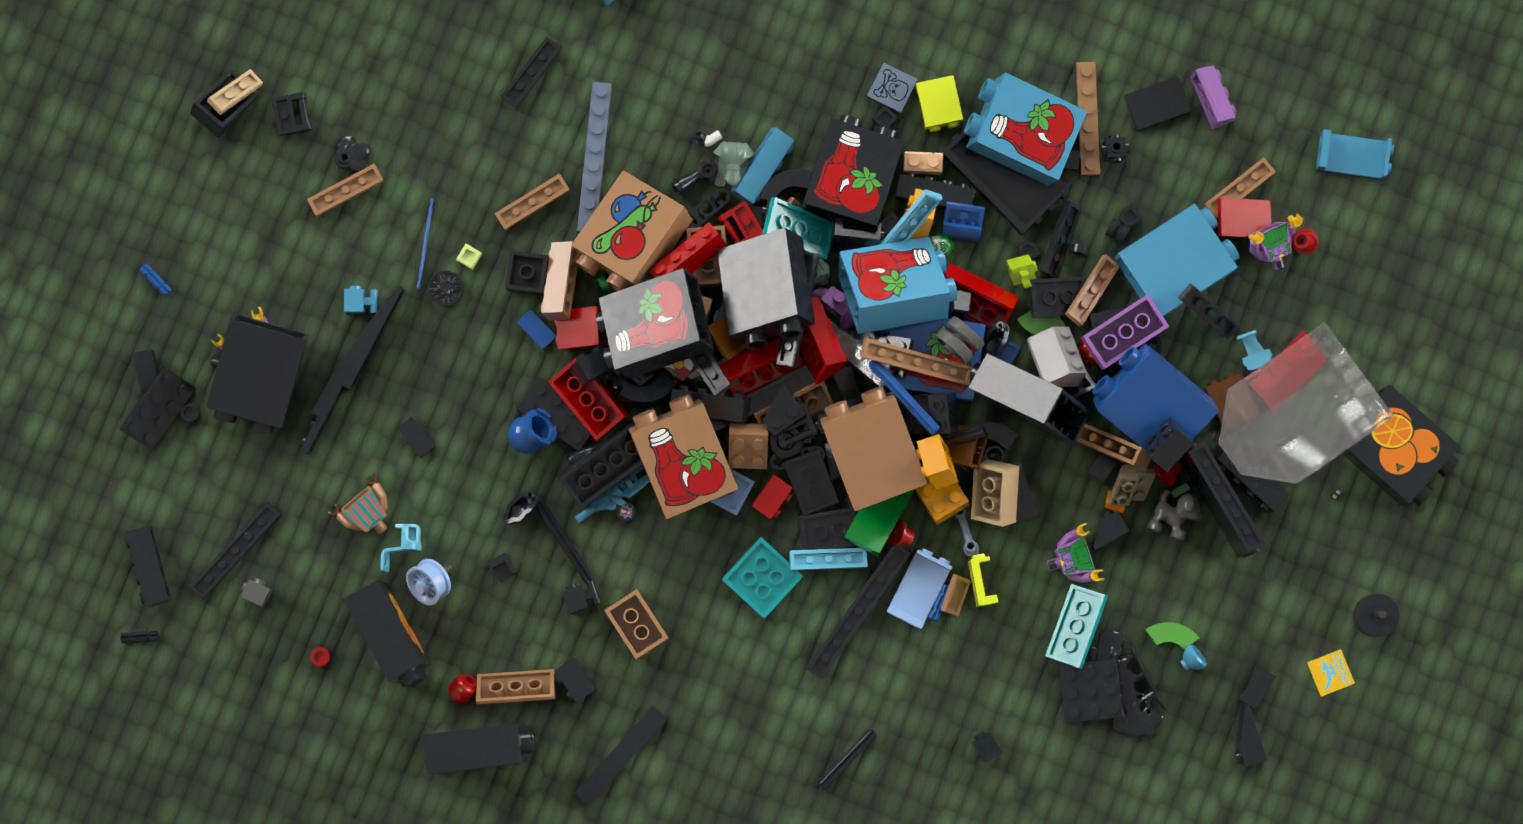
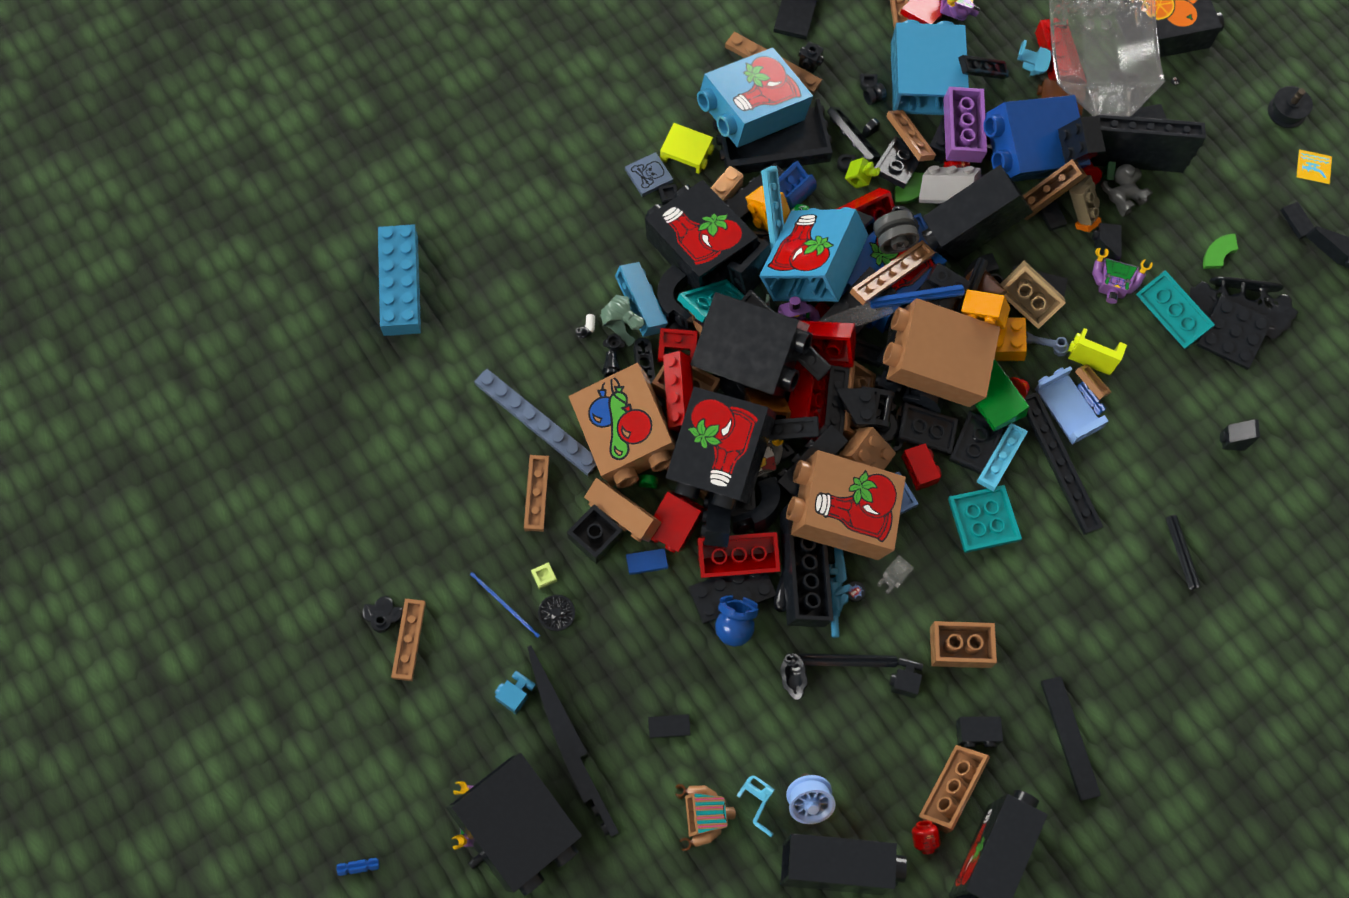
camera: 60 degrees left, 15 degrees down
(210, 118) = (251, 693): black slope -> none
(235, 91) = (249, 674): tan tile -> none
(285, 114) = (303, 646): black plate -> none
(502, 567) = (836, 727): black panel -> none
(531, 72) = (428, 423): black plate -> none
(662, 535) = (896, 573): none -> clear brick
(1193, 659) = (1250, 247): dark azure brick -> none

